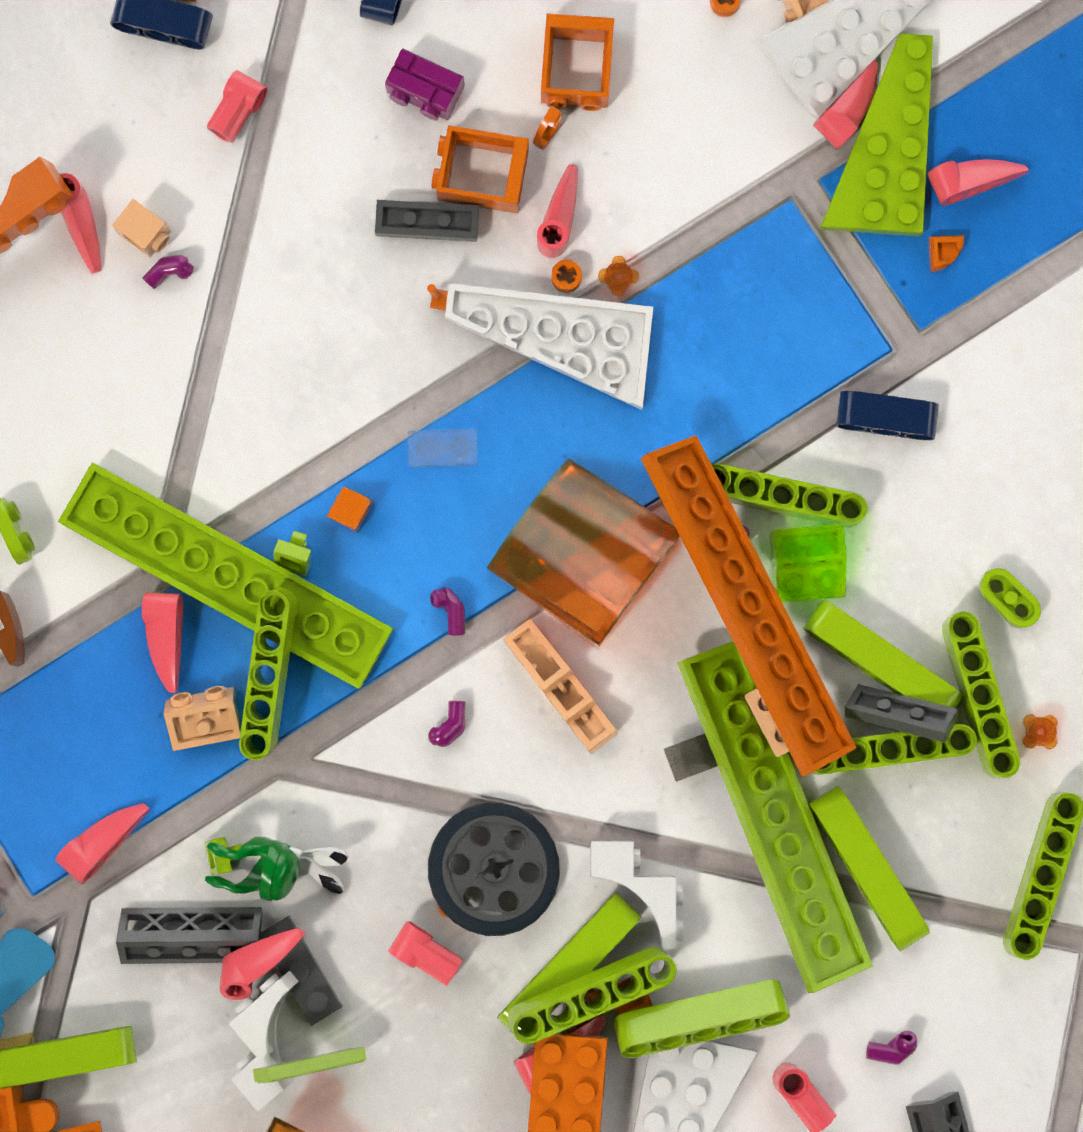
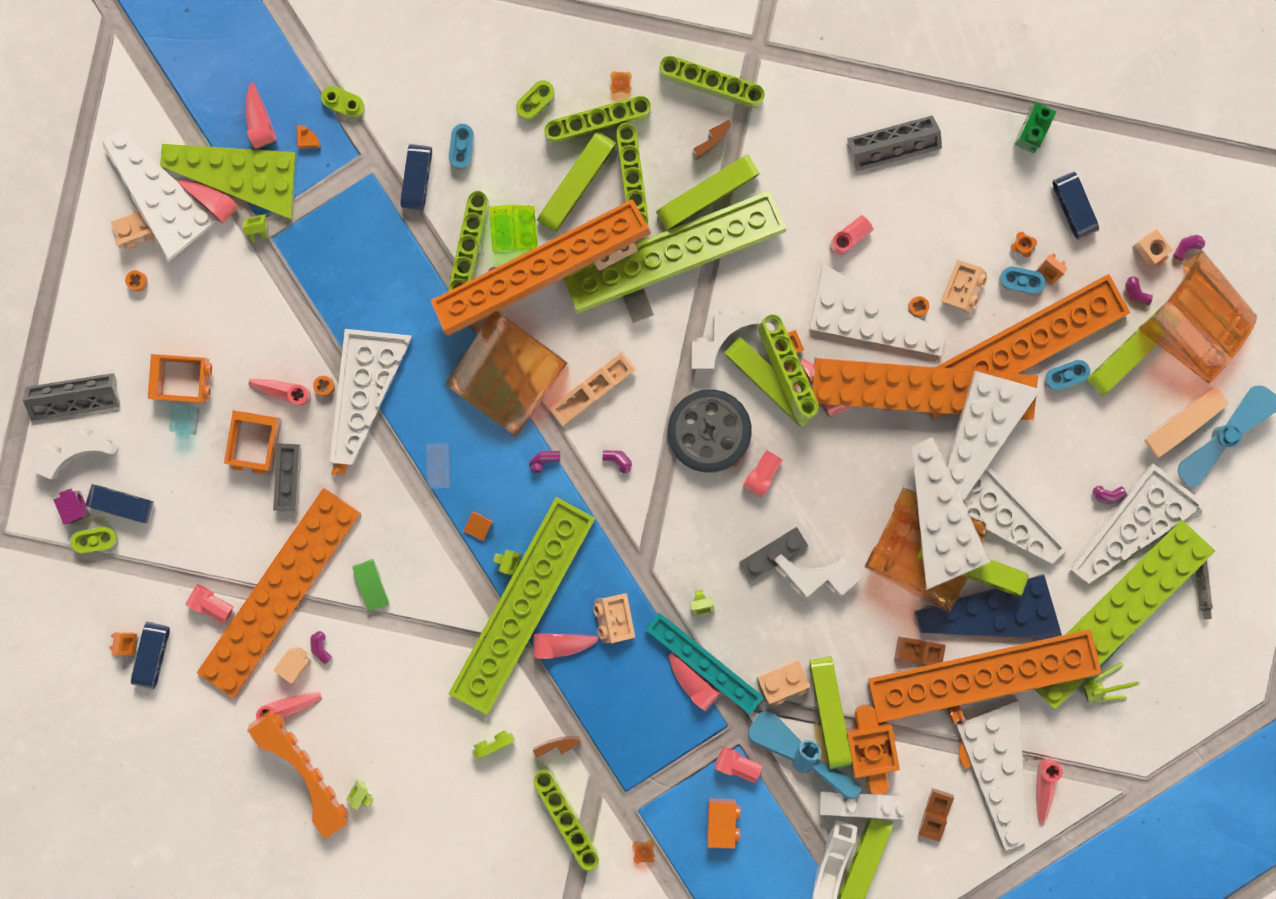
camera: 90 degrees left, 5 degrees up
(96, 985) = (783, 683): none -> light nougat bracket
(130, 860) = (704, 663): none -> teal plate
(188, 942) = (756, 624): dark grey fence -> none
(253, 209) = (278, 592): none -> orange plate
(253, 961) = (768, 582): coral piece -> none
(257, 687) = (594, 582): lime beam -> none
(261, 345) = (370, 585): none -> bright green slope
(279, 867) = (709, 567): green hair -> none
(309, 1065) = (832, 545): lime tile -> none
(424, 85) = (195, 479): magenta brick -> none
(513, 68) = (184, 420): none -> clear light blue brick
(548, 128) = (224, 398): orange tile -> none
(616, 285) = (324, 345): clear orange plate -> none
(701, 1018) = (802, 299): lime beam -> none
(810, 173) = (255, 225): none -> lime tile
(895, 1051) = (822, 177): magenta arm -> none
(901, 713) = (609, 170): dark grey plate -> none
(934, 484) = (461, 147): none -> dark azure plate
(958, 882) = (716, 135): none -> dark orange slope
(1001, 303) = (342, 101): none -> lime plate

